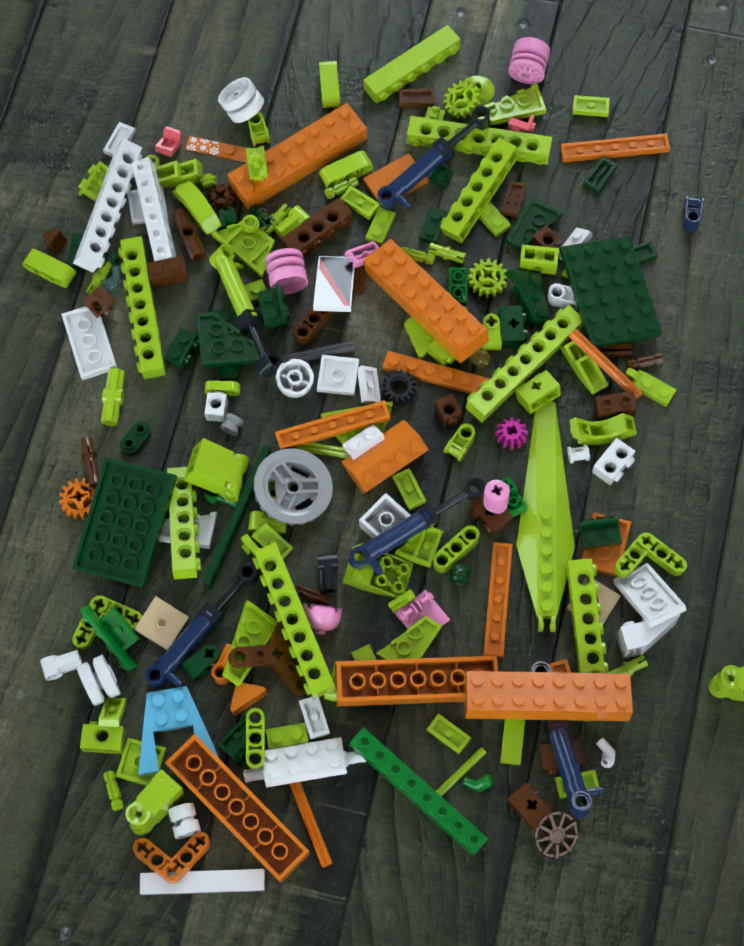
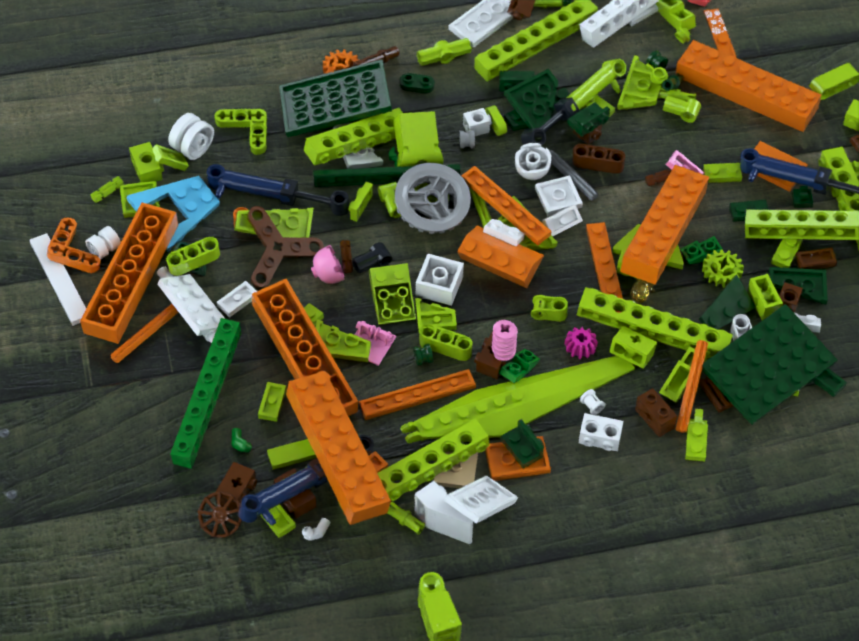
camera: 60 degrees right, 15 degrees down
(56, 666) = (191, 105): white piece -> none
(113, 281) = (544, 10): clear light blue arm -> none
(114, 632) = (236, 132): green bracket -> none
(153, 803) = (104, 210): lime piece -> none
(161, 623) = (264, 160): tan plate -> none
(168, 272) = (578, 41): reddish brown brick -> none
(191, 242) = (623, 41): reddish brown piece -> none
(198, 206) = (649, 34): lime arch -> none
(200, 663) = (242, 198): dark green piece -> none
(221, 203) = (667, 50): reddish brown gear -> none
(241, 100) = (770, 21): white wheel -> none
(245, 696) = (230, 243): orange slope -> none
(256, 163) = (712, 48): lime hips -> none
(258, 131) = (755, 48): lime piece -> none
(266, 535) = (376, 206): lime plate -> none
(271, 555) = (319, 234): lime brick -> none
(287, 269) = (630, 117): bright pink wheel -> none
(287, 736) = (211, 286): lime plate -> none
(321, 220) = (687, 127): reddish brown brick -> none
(334, 284) = (638, 155): tile -> none
(341, 187) = (741, 130): lime axle -> none
(353, 165) = (759, 125): lime beam -> none
(360, 202) = (734, 147): lime plate -> none
(401, 601) = (377, 321): lime piece -> none
(404, 397) = (574, 235): black tyre -> none
(409, 489) = (482, 287): lime plate -> none
(419, 256) = (711, 209): lime axle -> none
(421, 520) = (452, 295): dark blue piece -> none
(446, 403) = (574, 286): reddish brown brick -> none
(447, 253) = (728, 230): lime pin -> none
(461, 771) = (242, 425): lime bar -> none
(494, 334) = (669, 292): lime piece -> none
(509, 317) = (686, 302): dark green brick -> none
(602, 431) = (635, 421): lime arch -> none
(645, 361) = (719, 423): reddish brown axle -> none
(645, 550) = (526, 489): lime beam -> none

